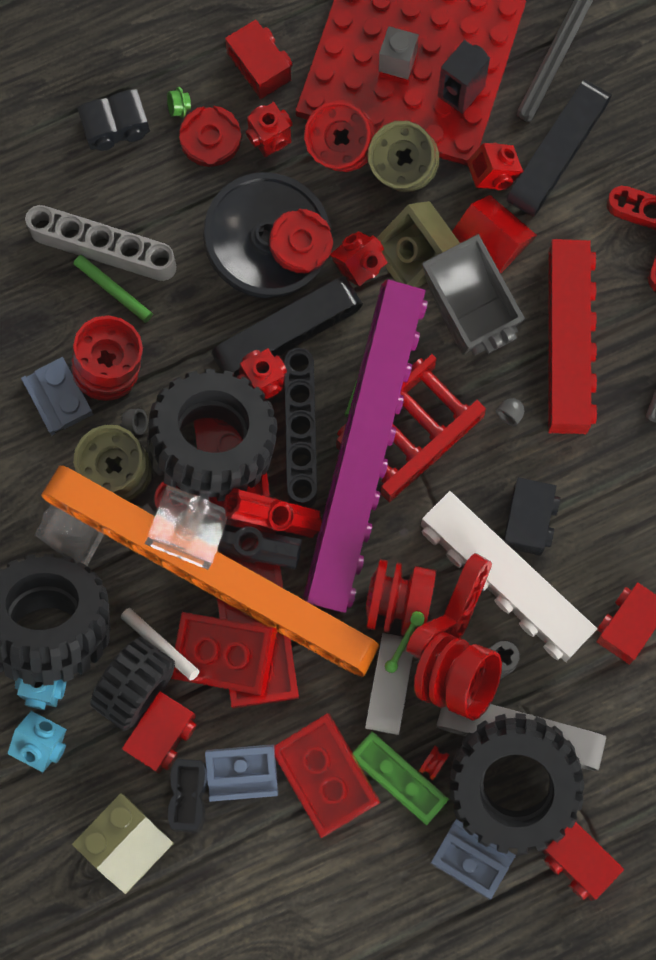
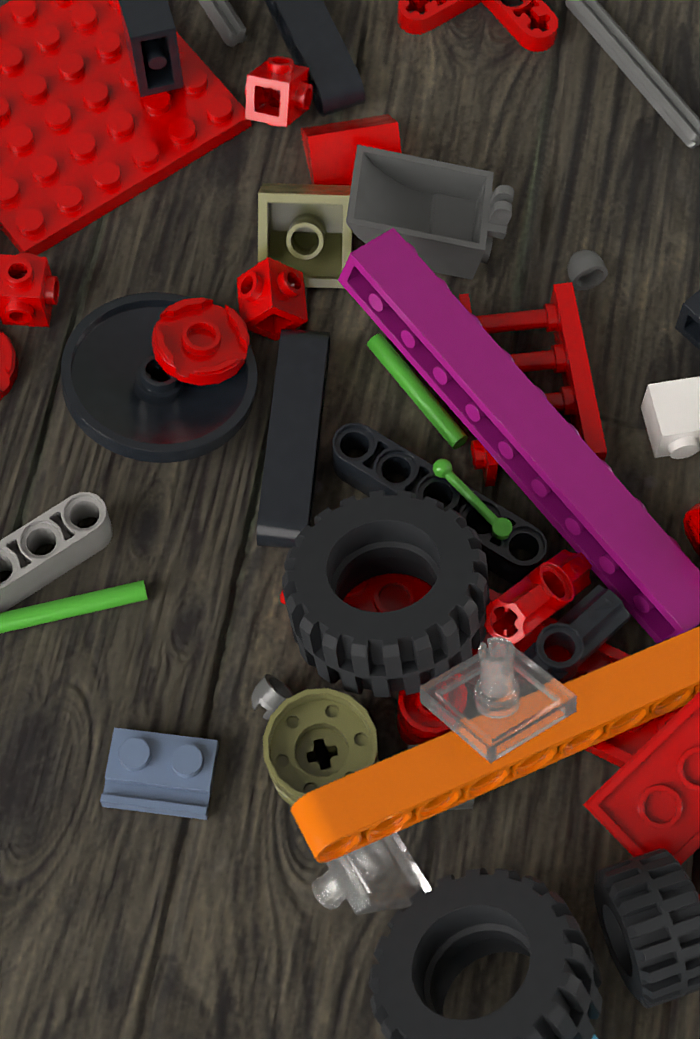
camera: 55 degrees left, 10 degrees down
(106, 358) = (169, 664): red wheel -> none
(159, 642) = (585, 868): white bar -> none
(269, 382) = (338, 479): red brick -> none
(301, 469) = (501, 527): none -> bright green hinge
(323, 139) = (115, 187): red wheel -> none
(385, 153) = (207, 147): olive wheel -> none
(398, 52) = (58, 91): dark grey brick -> none
(570, 337) = (542, 154): red brick -> none

